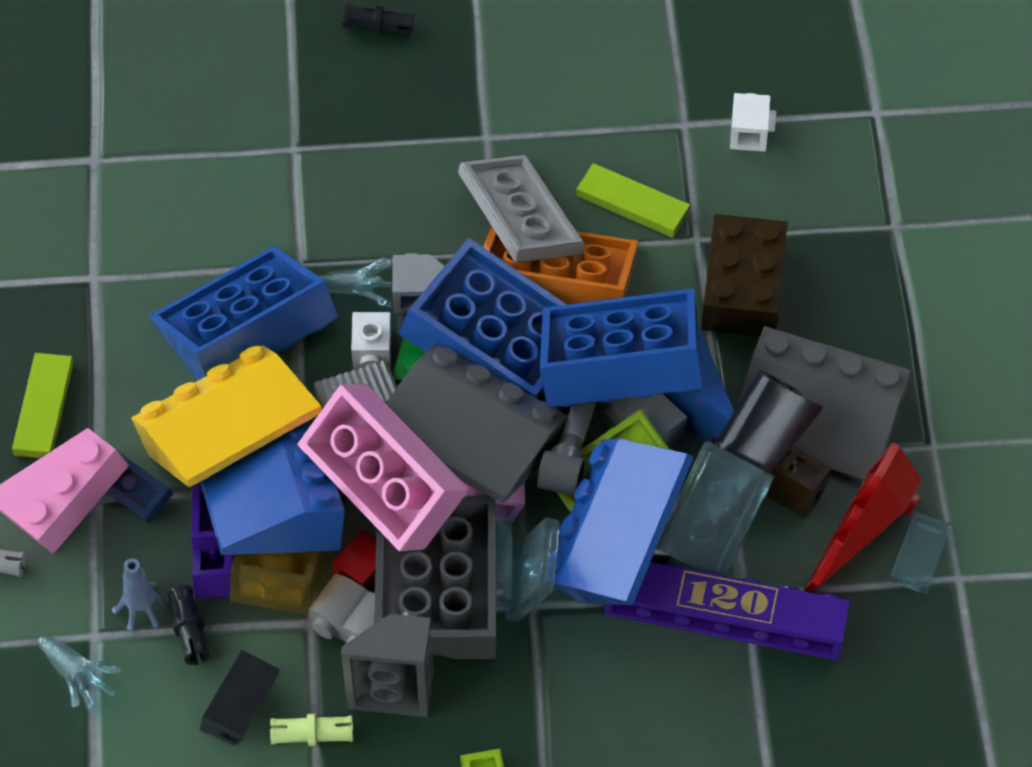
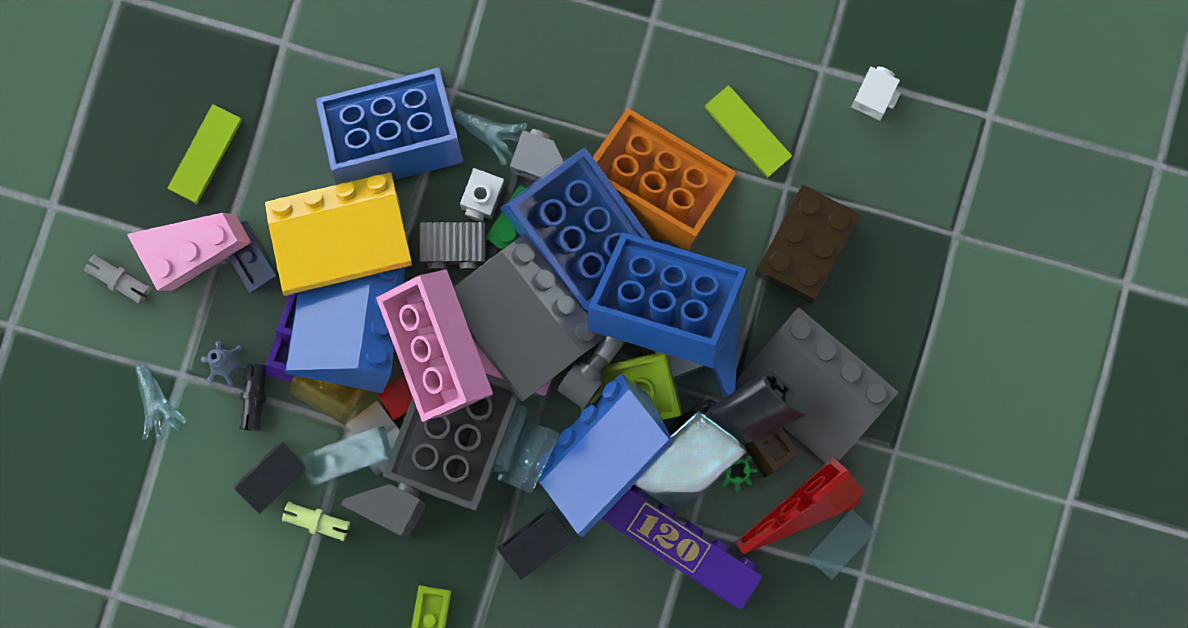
camera: 20 degrees right, 25 degrees up
(323, 638) = (347, 456): none -> clear light blue tile
(521, 208) = (648, 114): light grey tile -> none
(576, 664) = (534, 543): none -> black hinge
(773, 516) = (737, 480): none -> green gear

